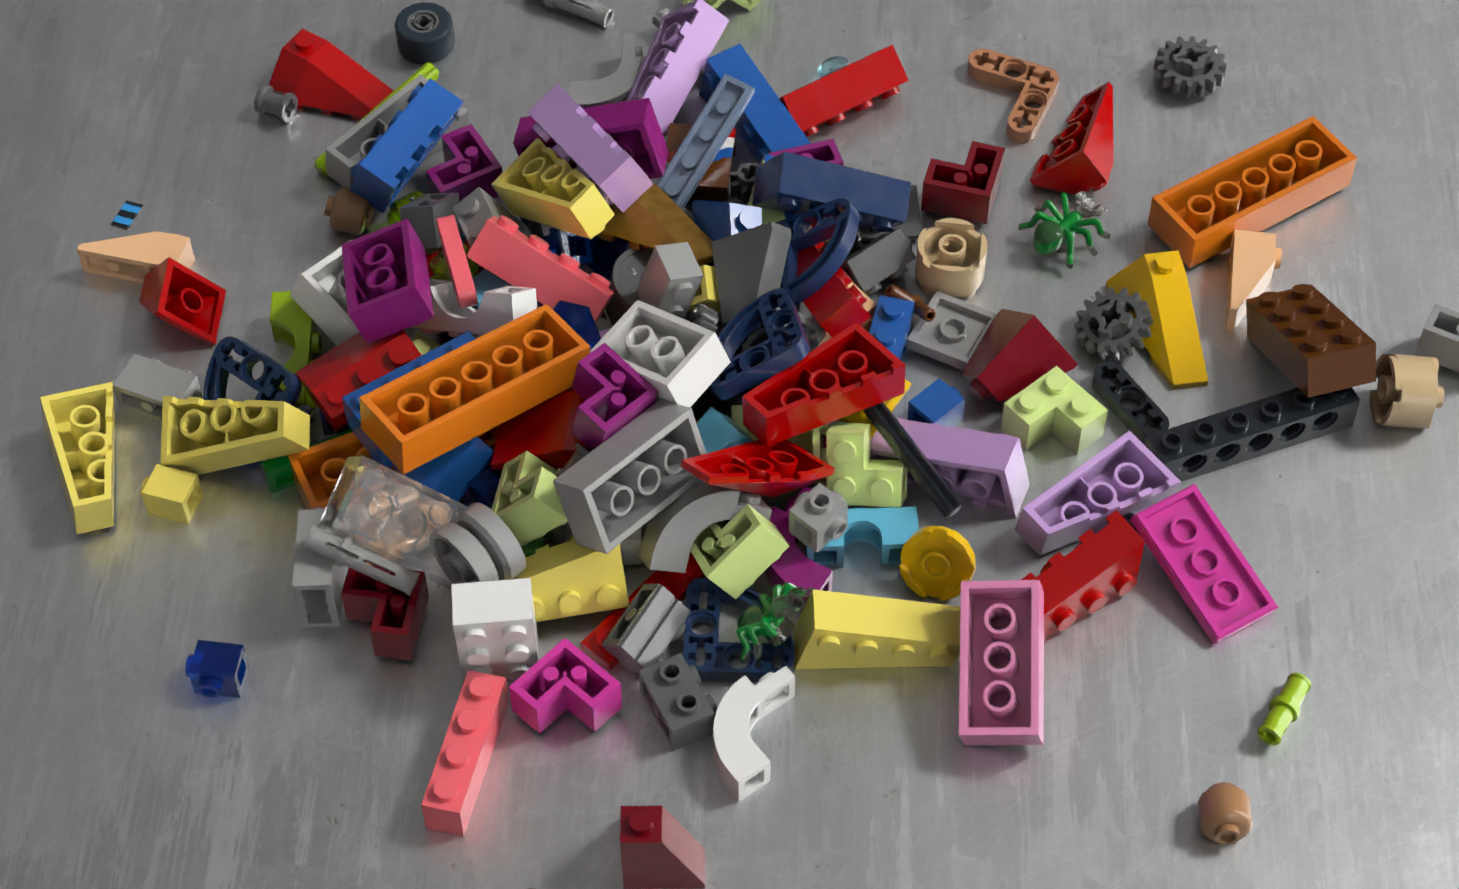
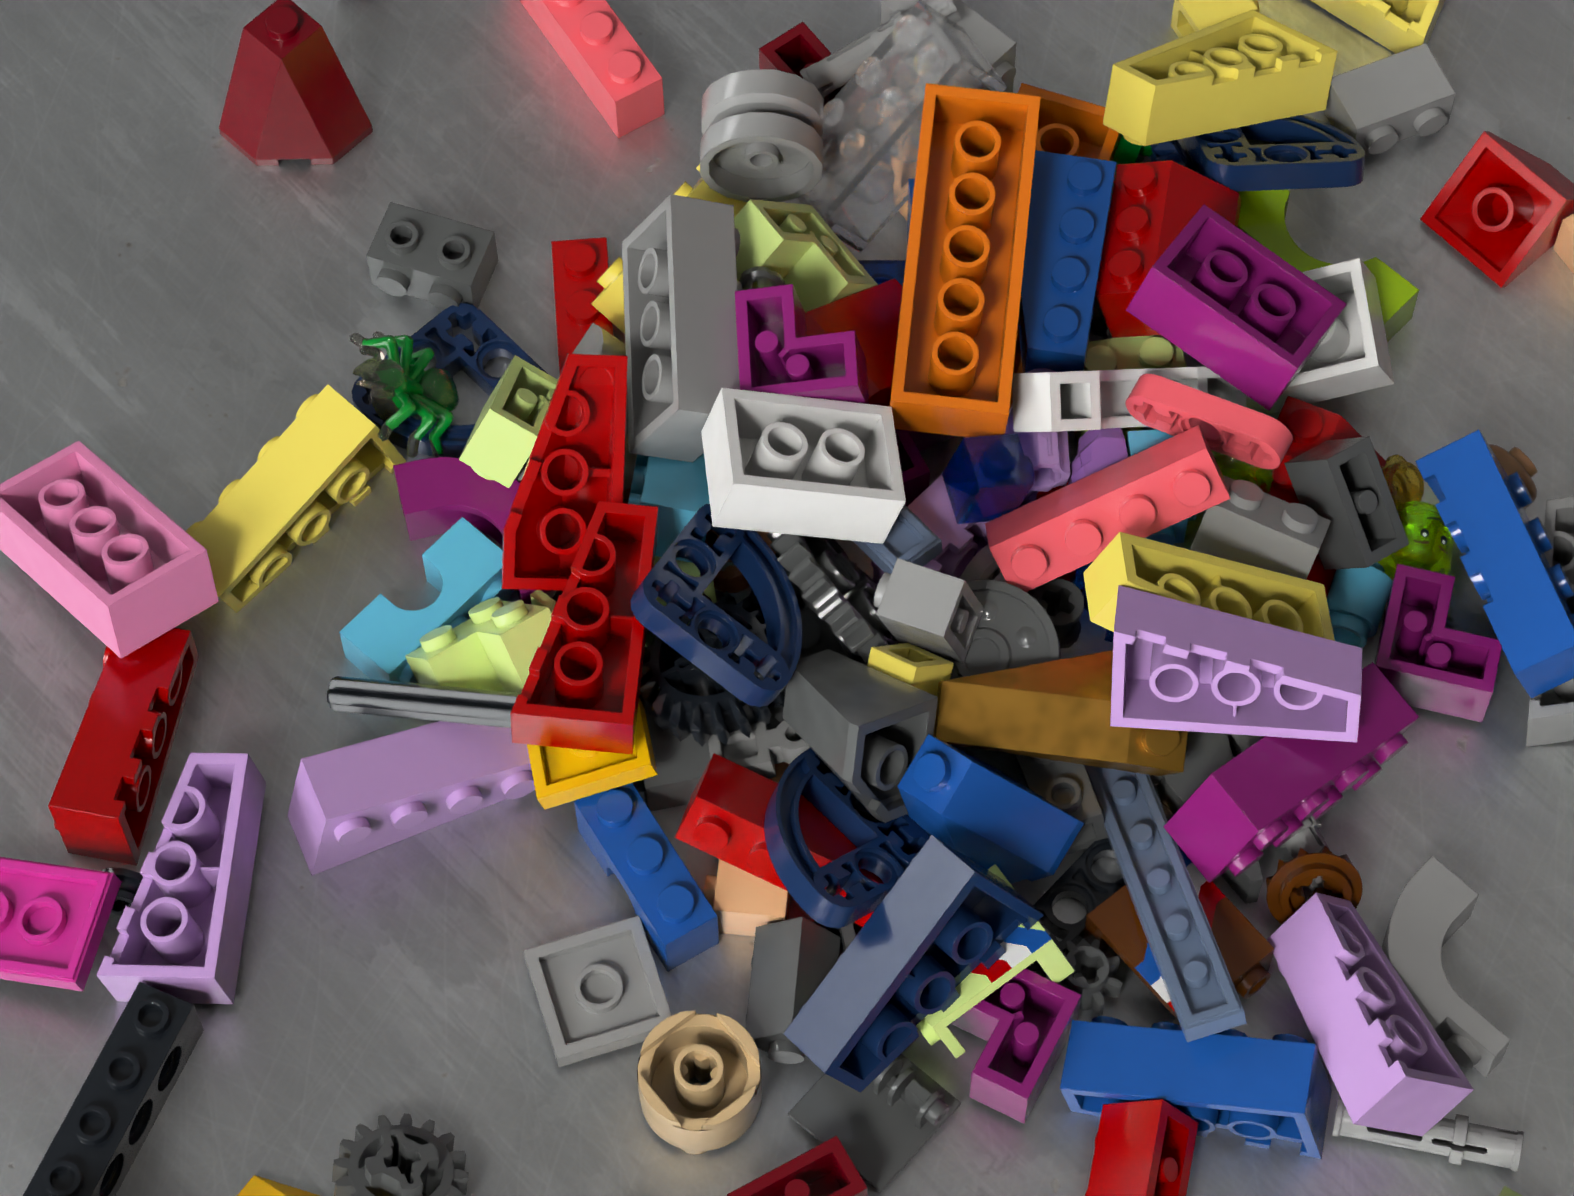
camera: 135 degrees right, 10 degrees up
(495, 627) = (658, 113): white brick -> none
(565, 681) = (549, 172): dark pink brick -> none
(647, 628) = (539, 287): dark grey brick -> none
(736, 755) = (322, 261): white arch -> none
(818, 517) = (464, 526): light grey brick -> none
(920, 308) = (683, 971): reddish brown piece -> none
(937, 405) = (505, 850): blue brick -> none
(937, 562) = (303, 639): yellow tile -> none
(1013, 356) = (476, 1006): dark red slope -> none
(1056, 407) = (356, 985): yellowish green brick -> none
(1128, 388) = (245, 1064): black beam -> none

